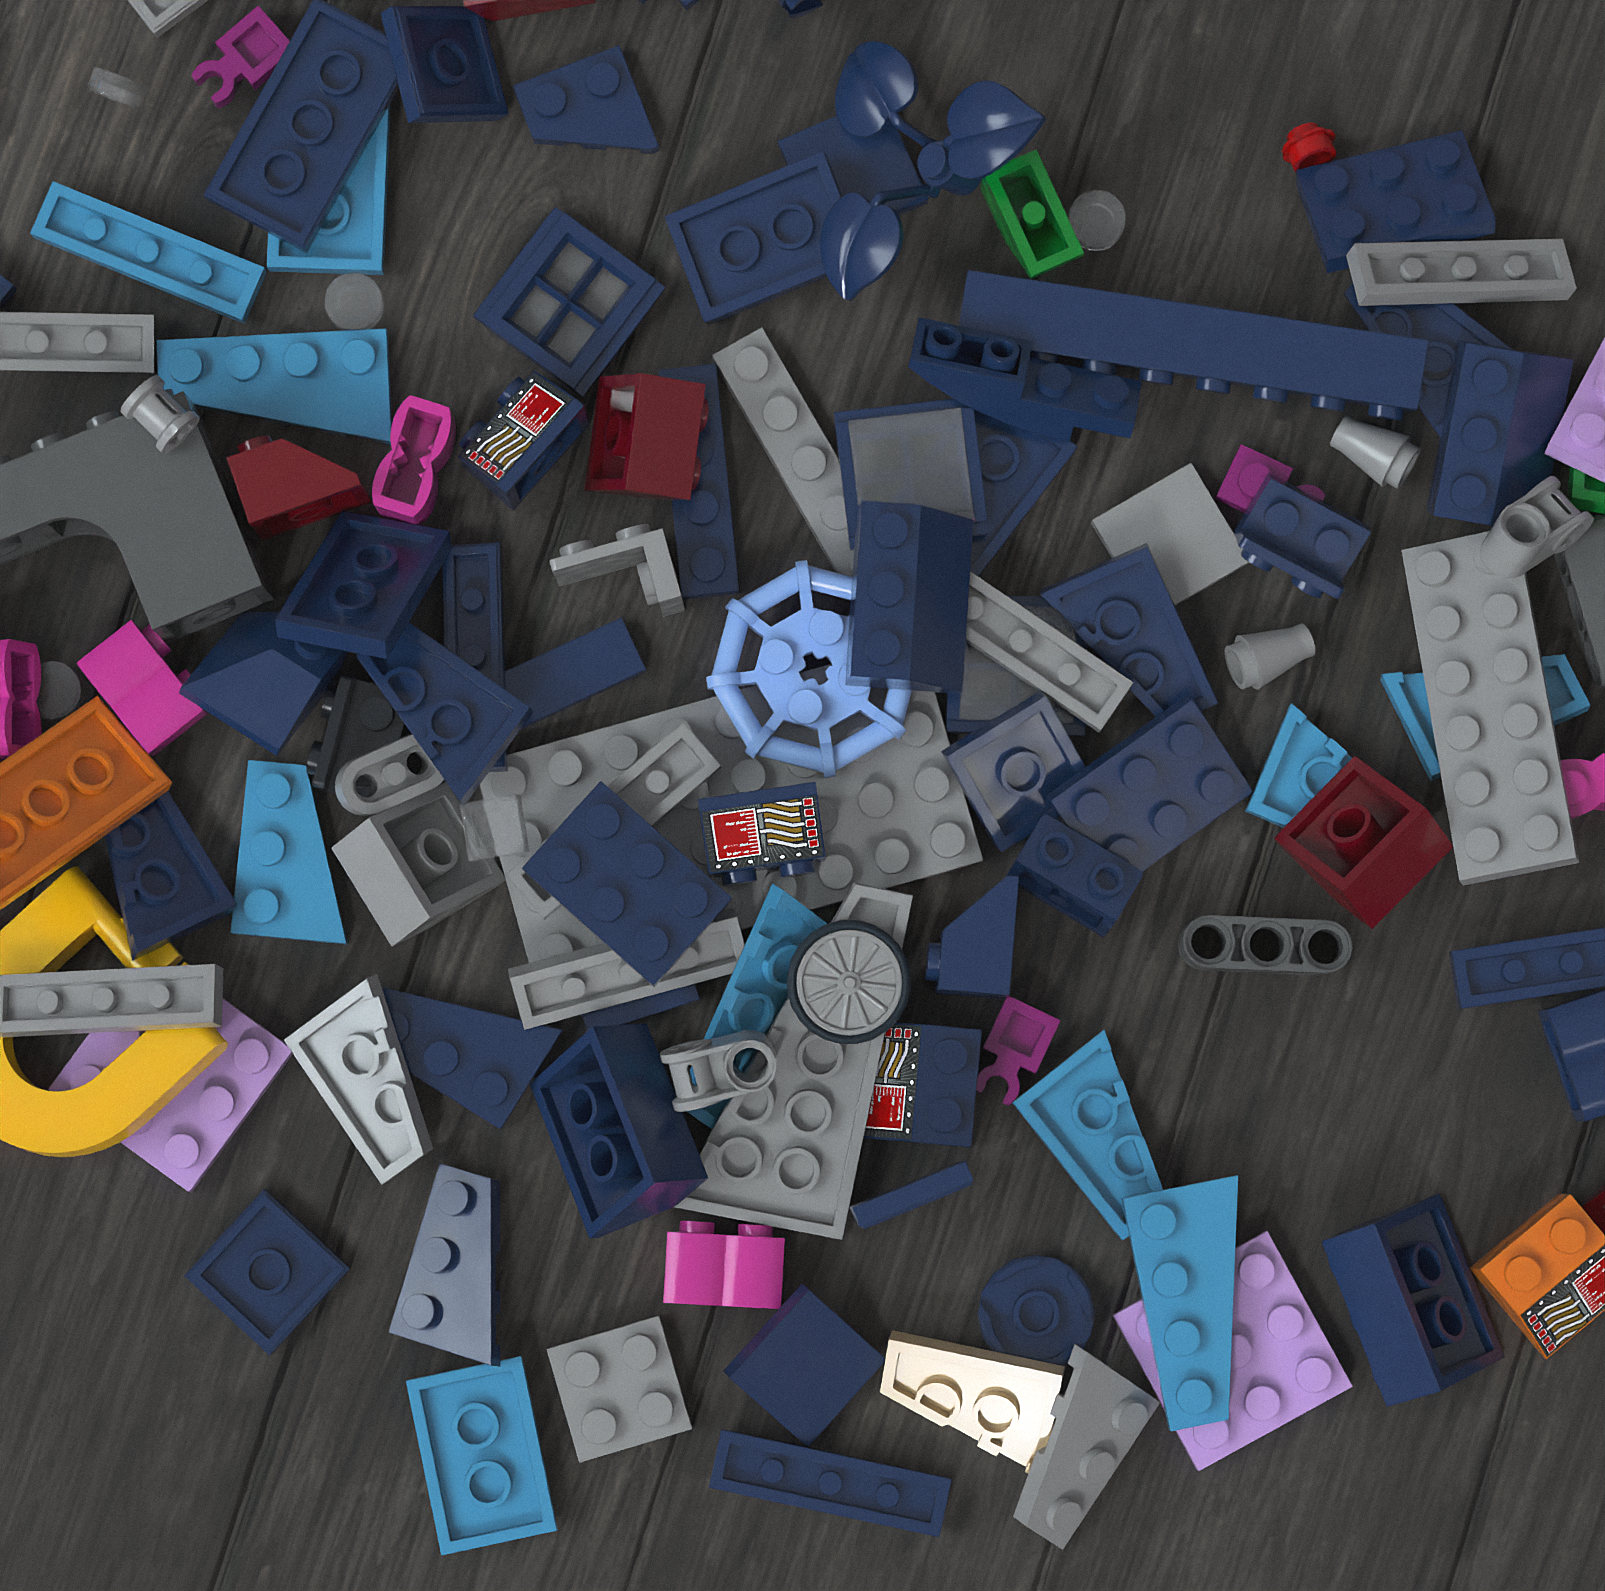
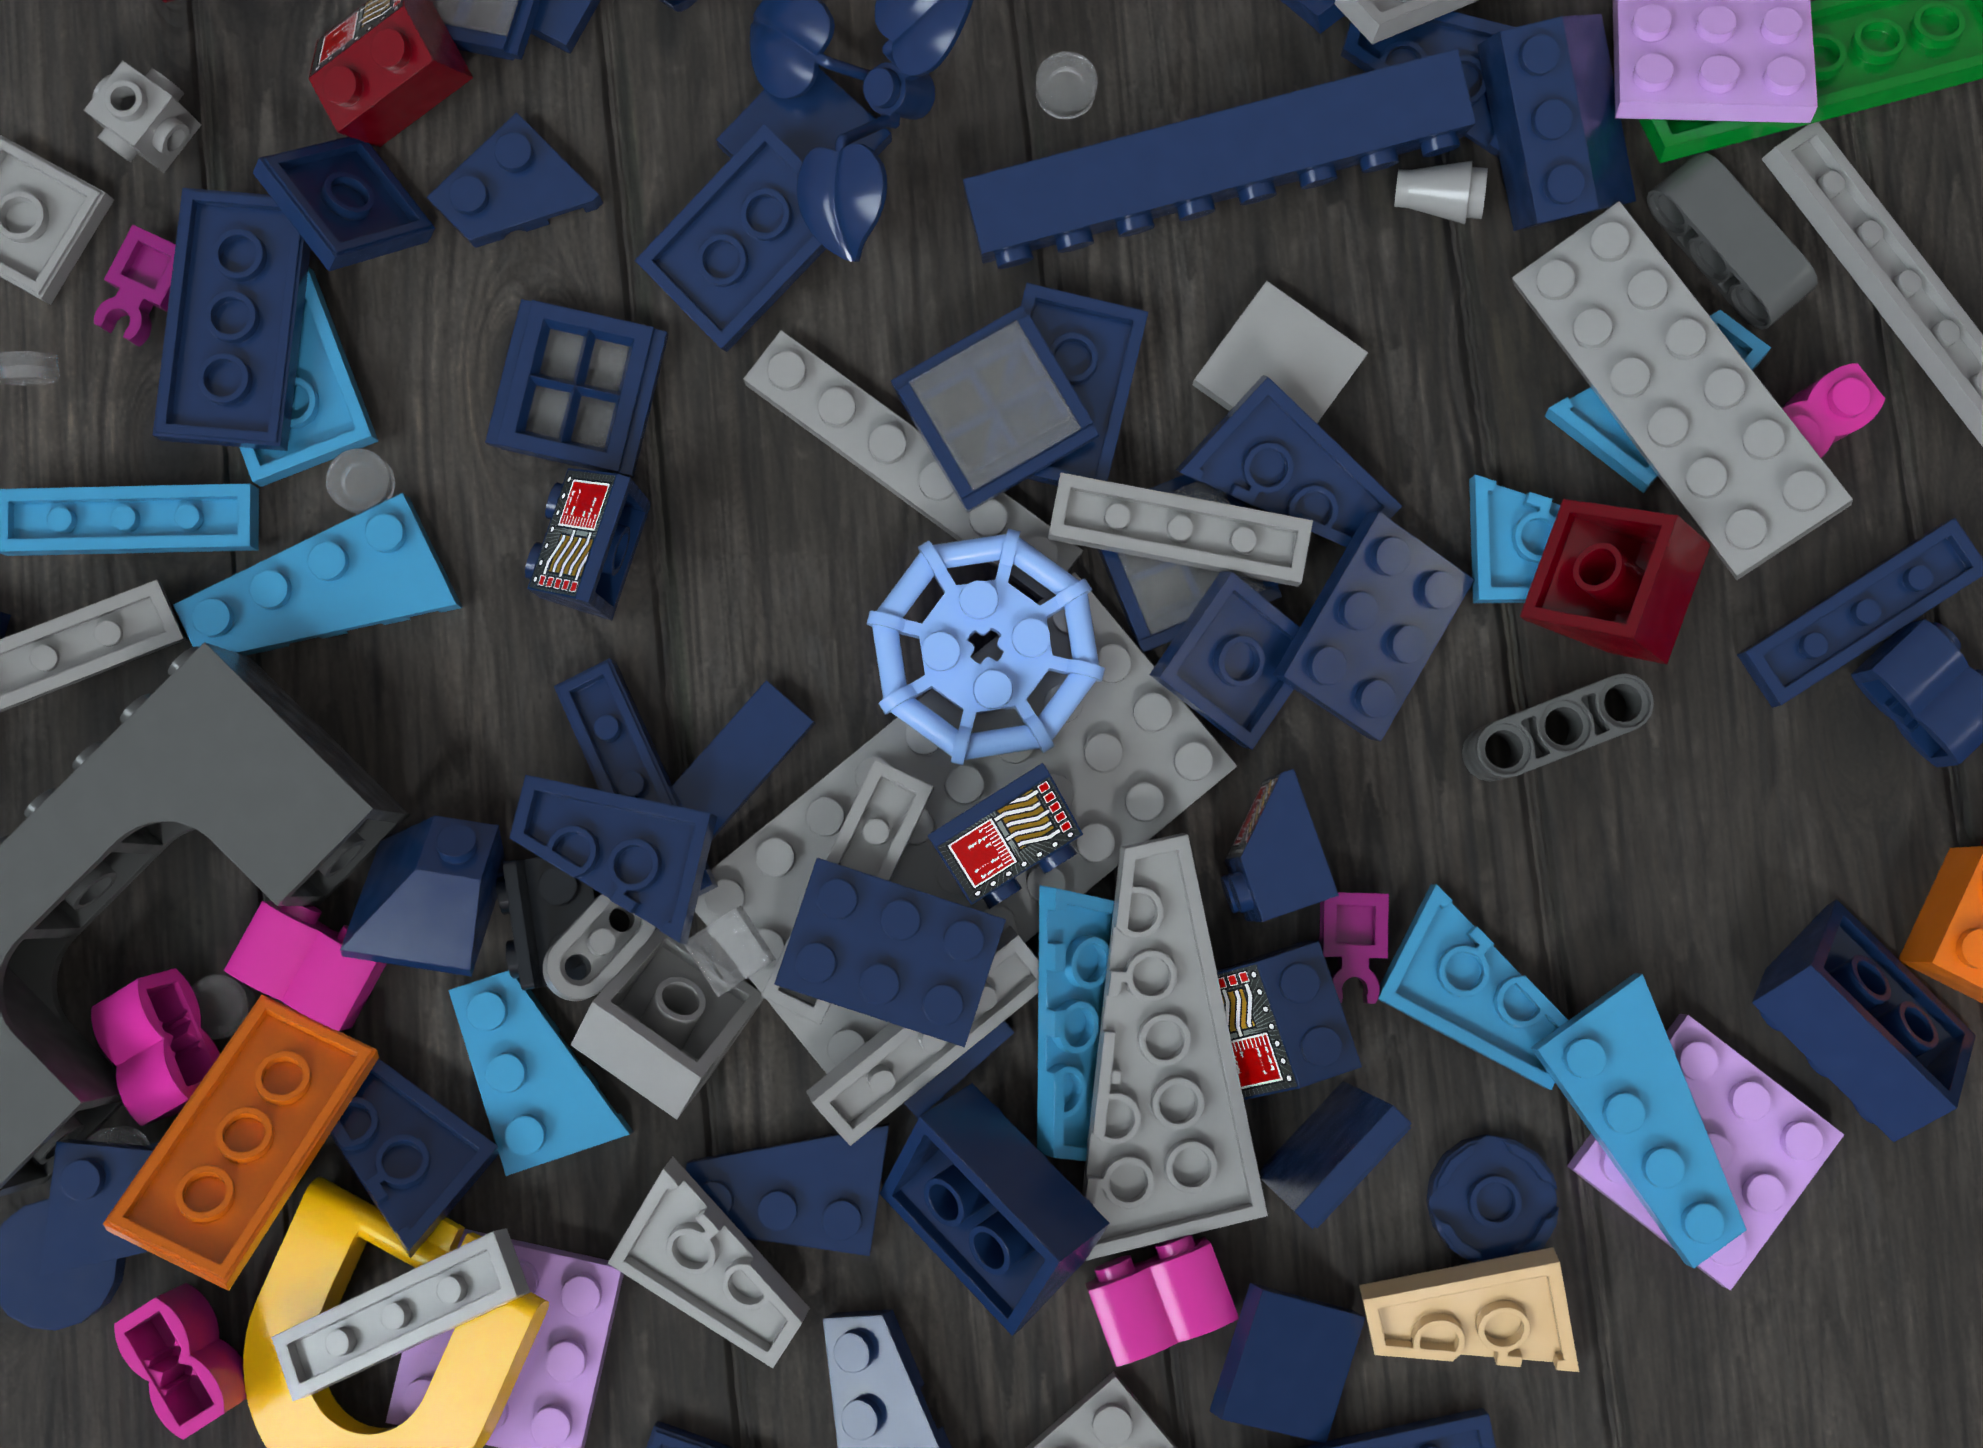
camera: 25 degrees left, 0 degrees up
(159, 414) = (184, 676): light grey bush -> none
(291, 486) = (366, 695): dark red slope -> none
(363, 584) = (484, 763): dark blue plate -> none
(421, 446) = (486, 596): dark pink brick -> none
(633, 547) = (746, 603): light grey bracket -> none
(646, 437) = (712, 485): dark red slope -> none
(705, 520) = (785, 510): dark blue plate -> none
(715, 1069) = (1066, 1106): light grey piece -> none
(848, 982) = (1162, 952): light grey wheel -> none
(909, 598) = (1049, 531): dark blue slope -> none
(1031, 215) = (999, 98): green slope -> none
(1034, 394) = (1046, 275): dark blue slope -> none
(1075, 875) = (1339, 741): dark blue bracket -> none
(1087, 1443) = (1610, 1307): light grey wing -> none
(1247, 475) = (1343, 277): magenta plate -> none
(1265, 655) = (1424, 441): light grey cone -> none
(1300, 537) = (1409, 304): dark blue bracket -> none
(1533, 530) = (1645, 195): light grey piece -> none

